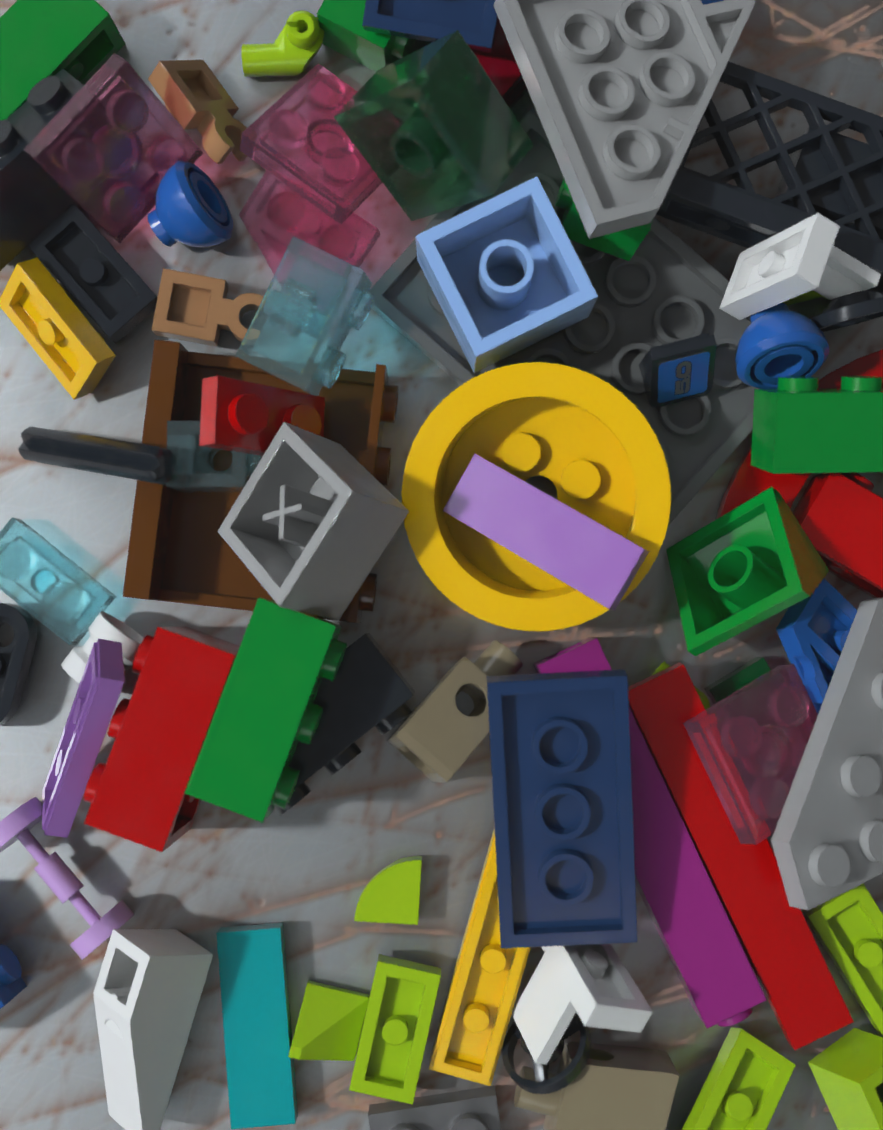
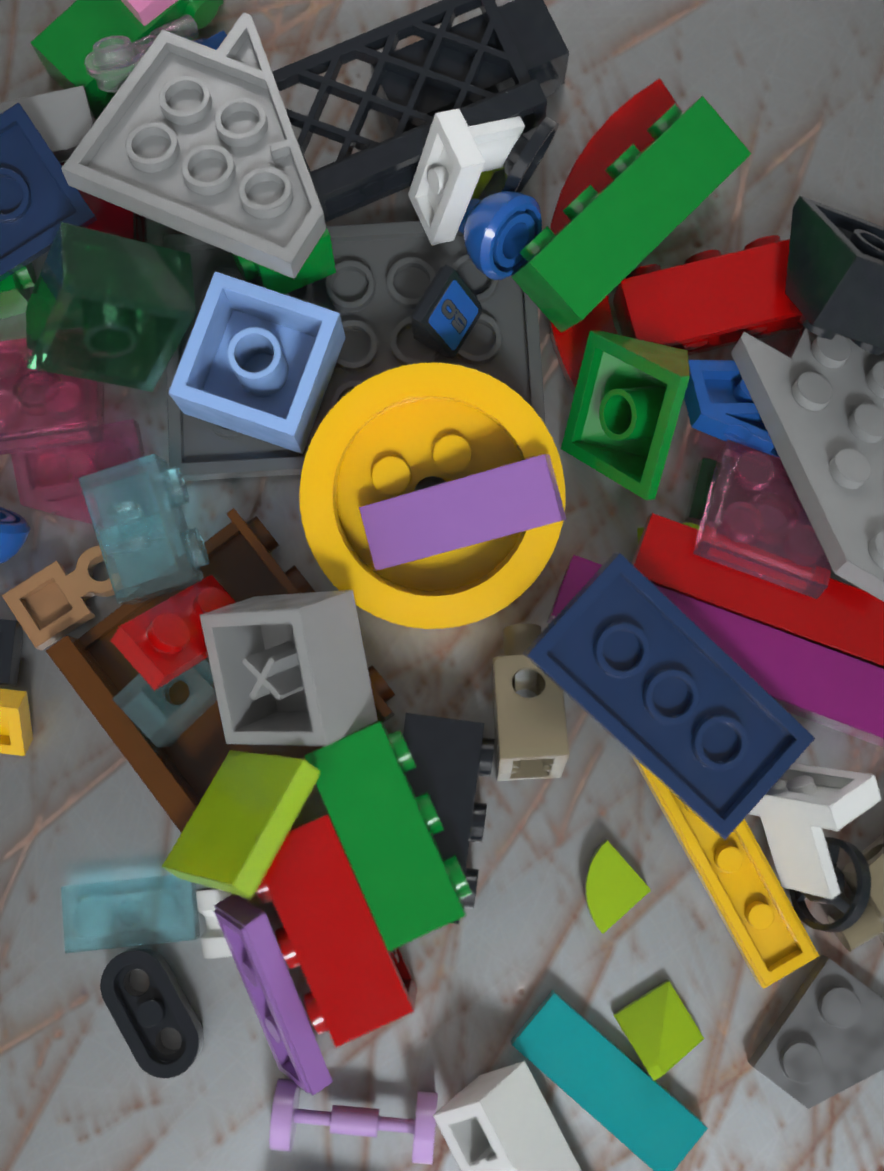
camera: 40 degrees left, 5 degrees down
(98, 455) = (82, 775): black axle -> none
(171, 600) = (241, 821): none -> lime tile
(395, 1029) = (710, 983): lime plate -> none

